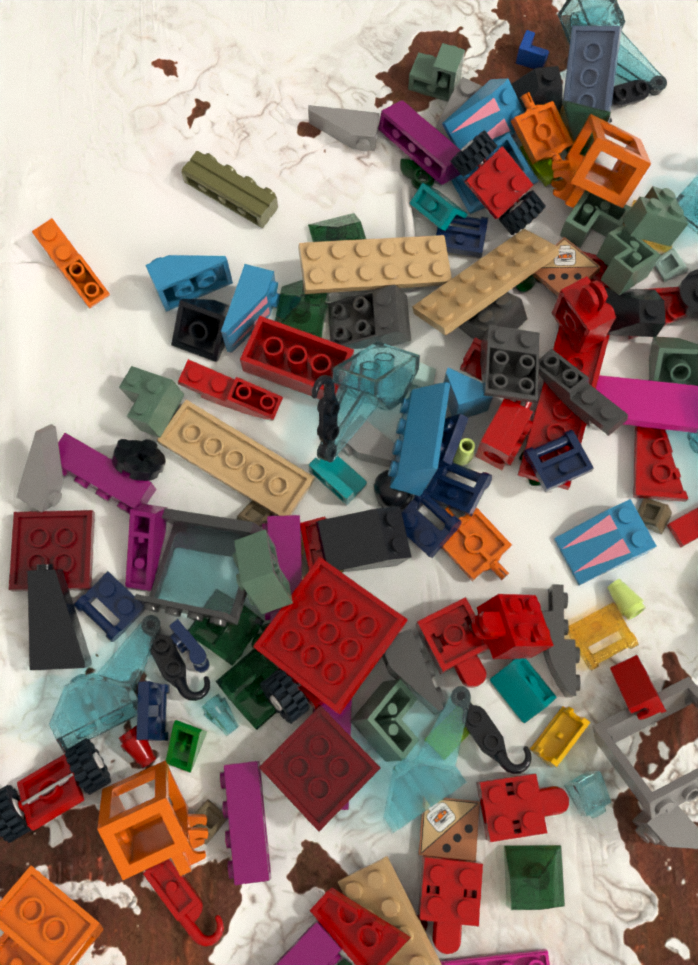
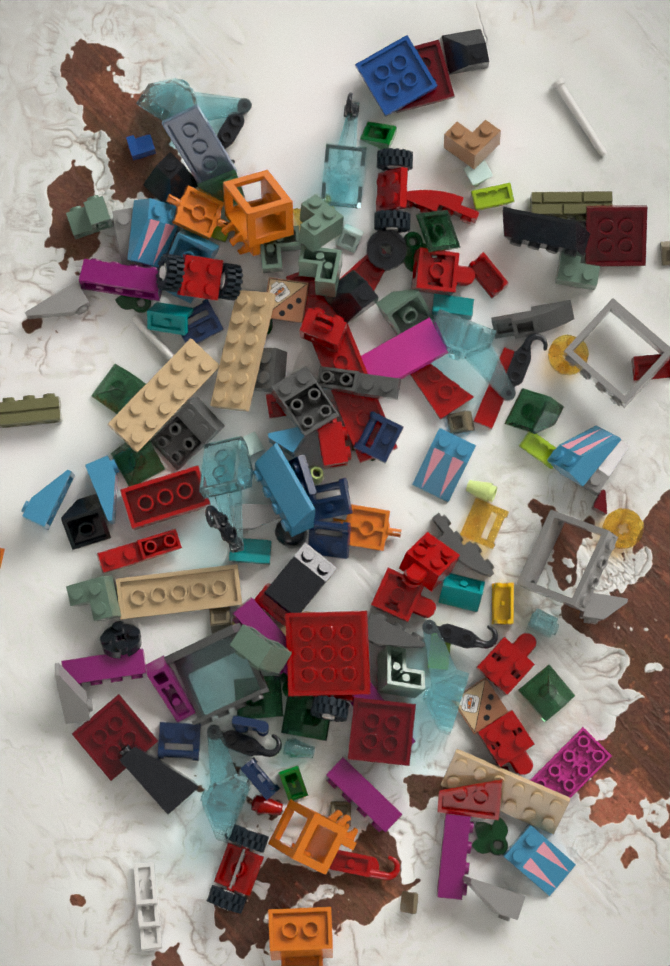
camera: 45 degrees left, 10 degrees up
(637, 688) = (525, 540): red hinge -> none

